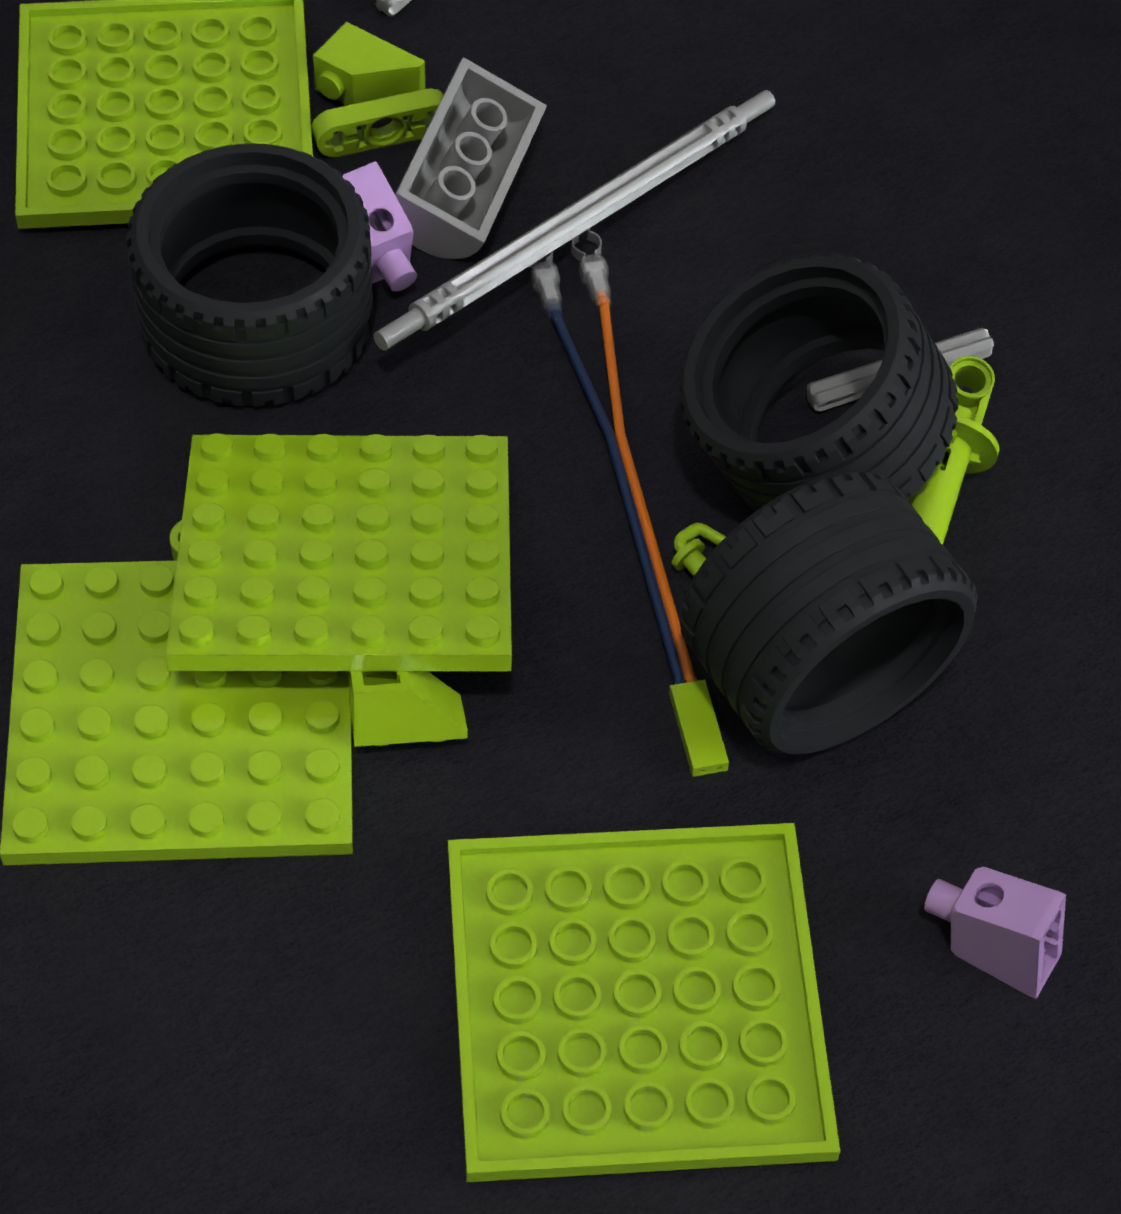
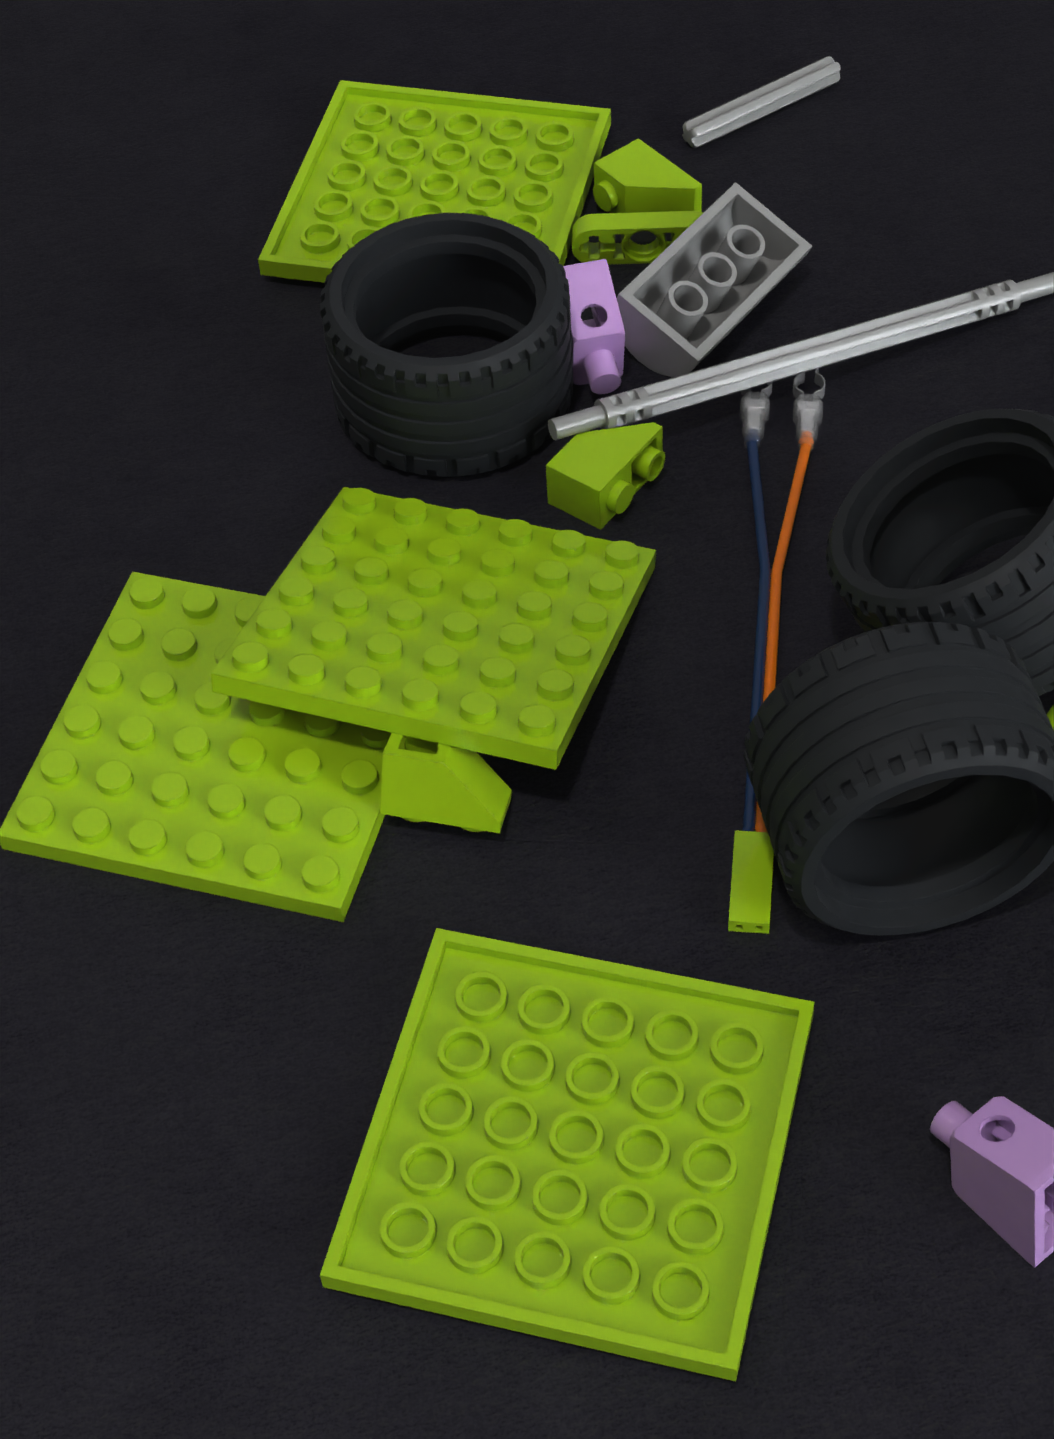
camera: 25 degrees right, 5 degrees down
(432, 370) = (604, 470): none -> lime slope

